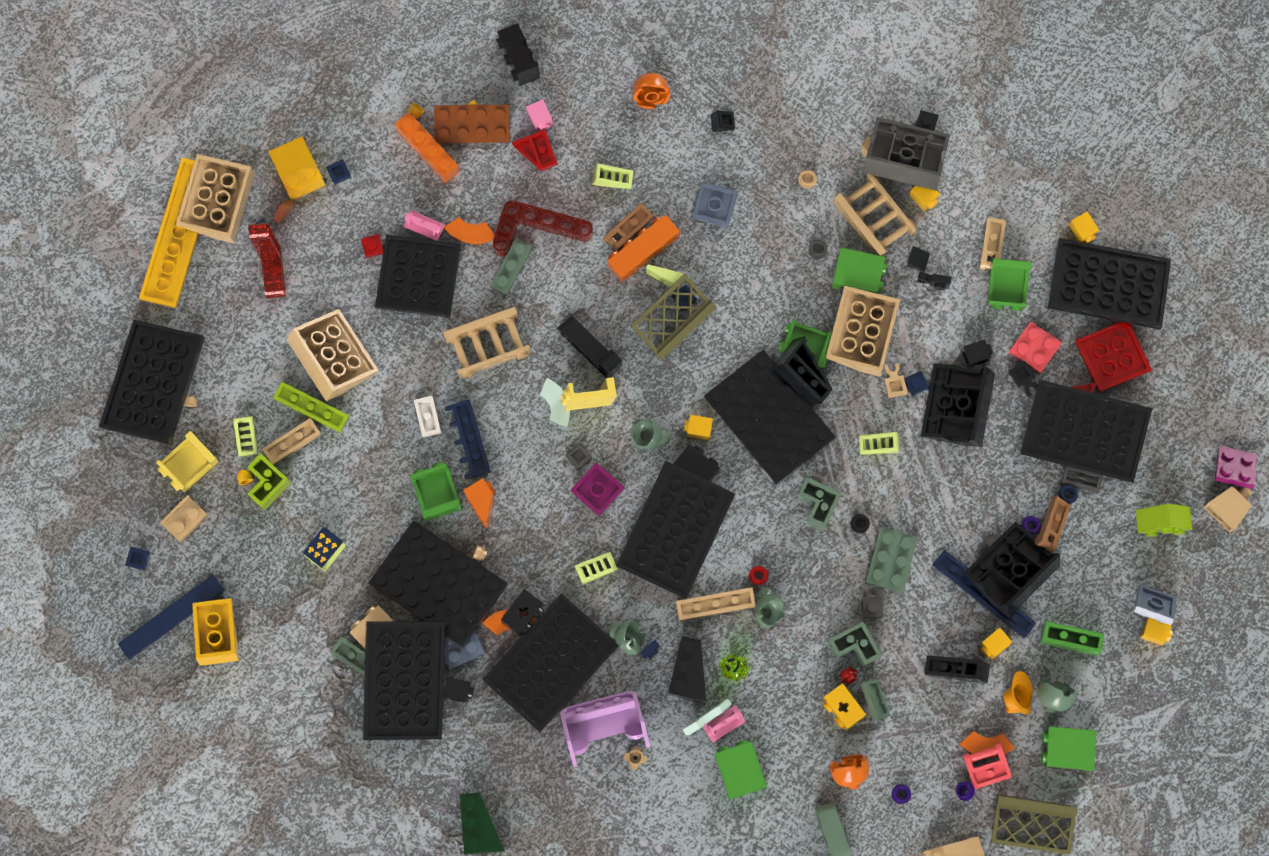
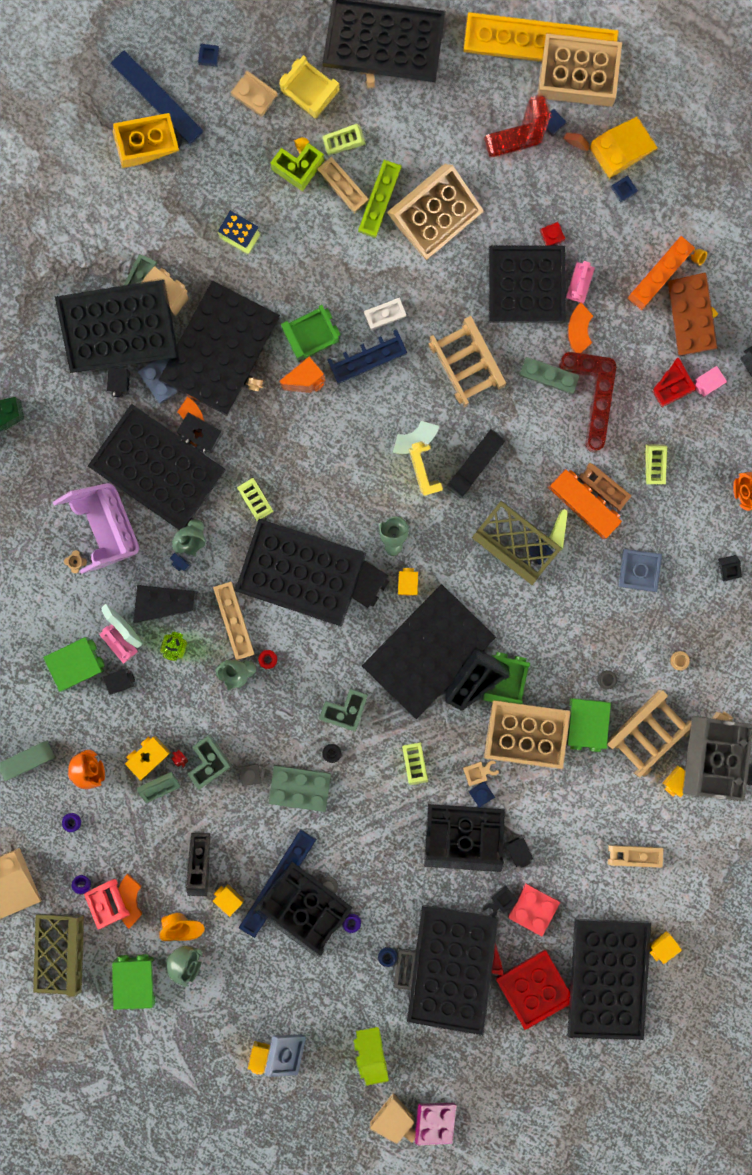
camera: 80 degrees right, 10 degrees up
(578, 456) = (364, 468): dark grey tile -> none
(597, 489) = (333, 490): magenta plate -> none
(763, 726) = (119, 681): none -> black brick
(918, 259) = (610, 782): black slope -> none
(938, 281) = (588, 805): black plate -> none
(1008, 283) = (595, 876): bright green panel -> none
(1053, 524) = (353, 945): medium nougat plate -> none
(1071, 638) = (241, 975): bright green brick -> none

